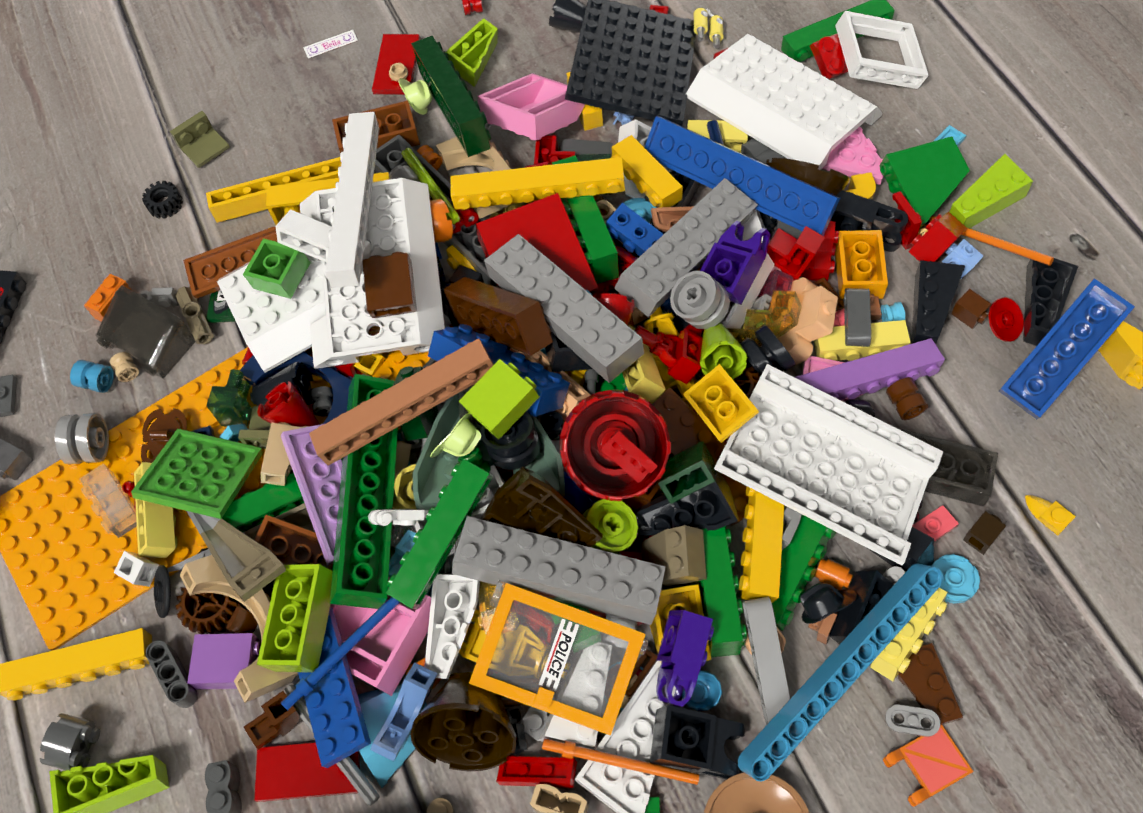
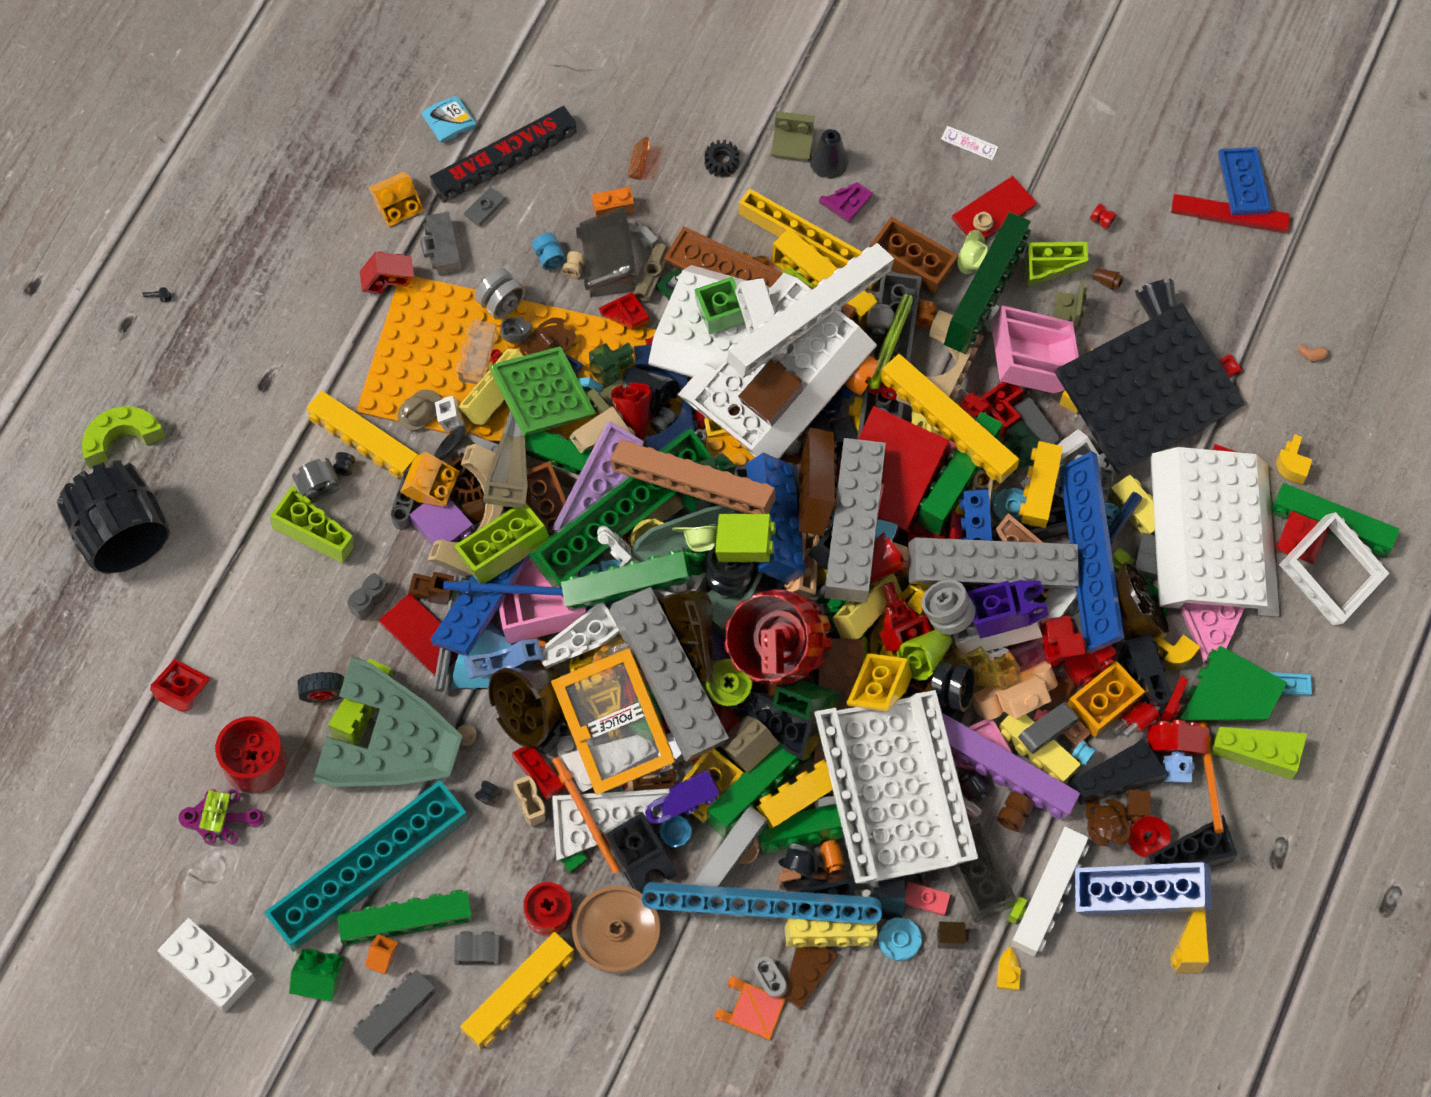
camera: 40 degrees right, 5 degrees up
(82, 703) = (344, 463): none -> black wheel
(97, 255) = (639, 159): none -> clear orange slope
(105, 594) = (418, 409): none -> dark tan piece
(125, 454) = (515, 330): none -> dark grey hair
(175, 636) = (429, 480): none -> light orange slope
(204, 358) = (626, 312): none -> red wing
(240, 126) = (829, 155): none -> black cone
(287, 145) = (847, 201): none -> magenta wing
(520, 33) = (1108, 278): none -> reddish brown cone
(523, 62) = (1071, 306): none -> olive bracket
(701, 26) = (1238, 410): light yellow piece -> none
(769, 26) = (1290, 464): none -> yellow brick
(898, 252) = (1136, 719): none -> red piece
(971, 340) = (1107, 823): none -> reddish brown shield
(1001, 427) = (1049, 892): none -> white brick
(1003, 465) = (1018, 910): none -> lime plate

